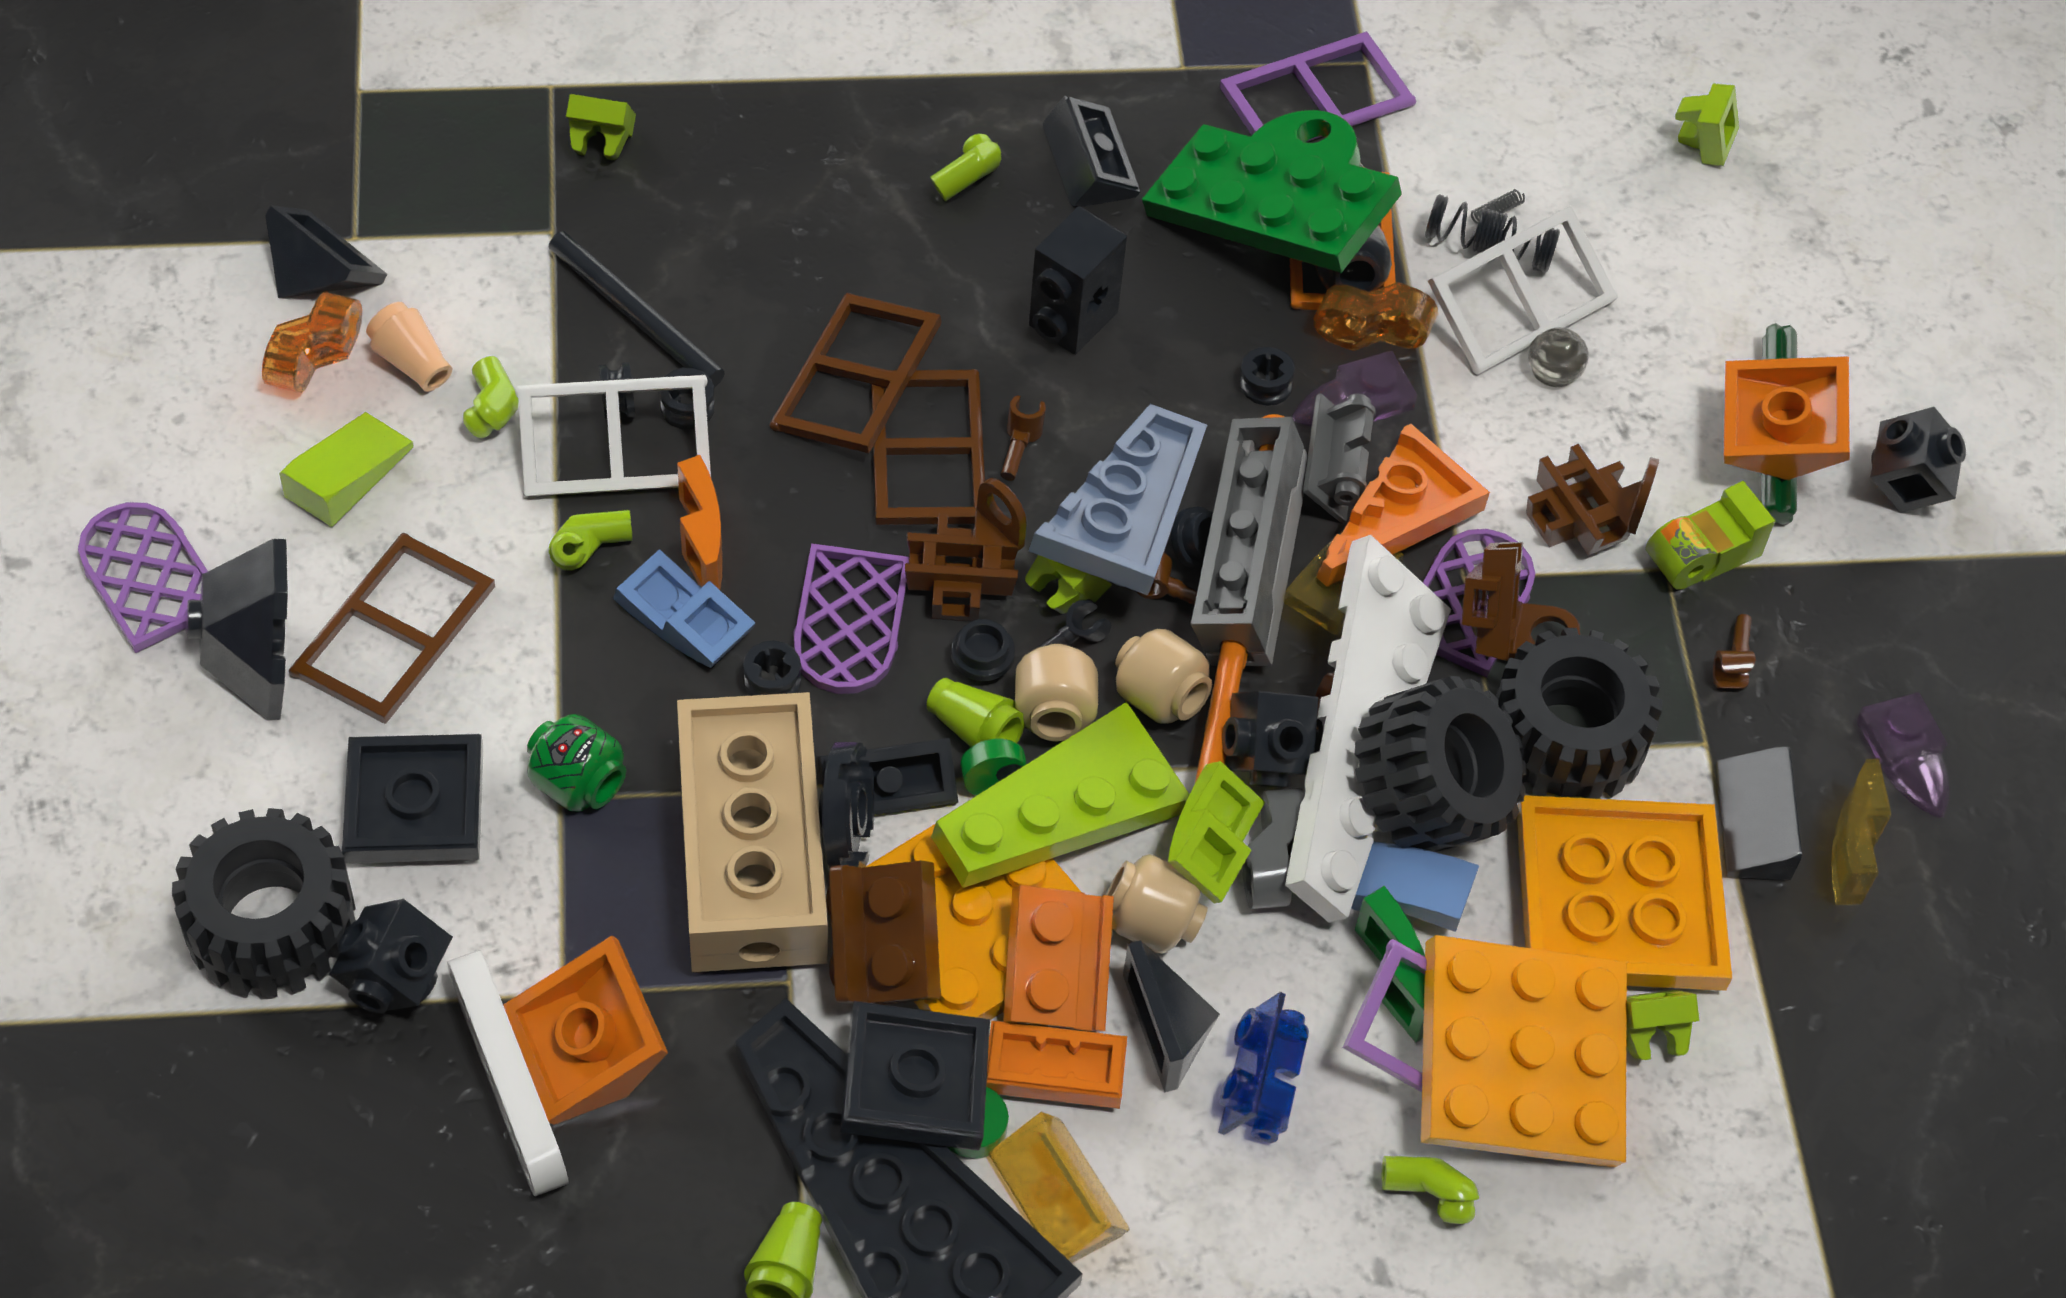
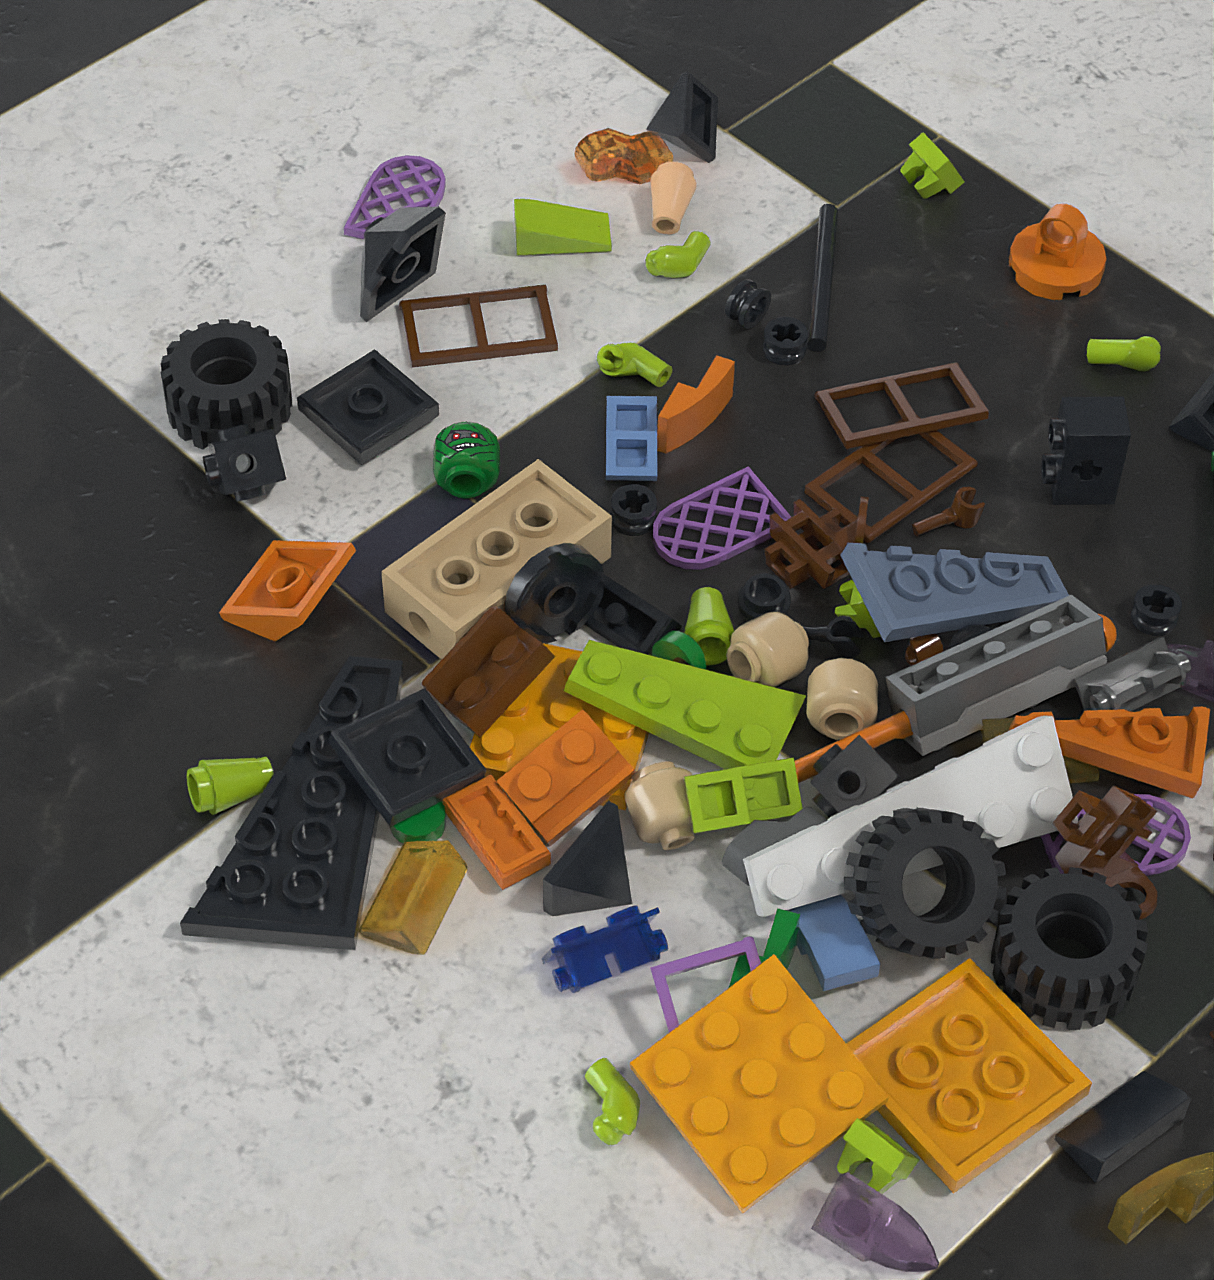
camera: 55 degrees right, 5 degrees down
(507, 1073) = (225, 568): white beam -> none
(611, 389) = (734, 294): white window -> none
(804, 122) = (1058, 255): none -> orange tile
(1719, 1075) = (873, 1227): none -> clear purple plate

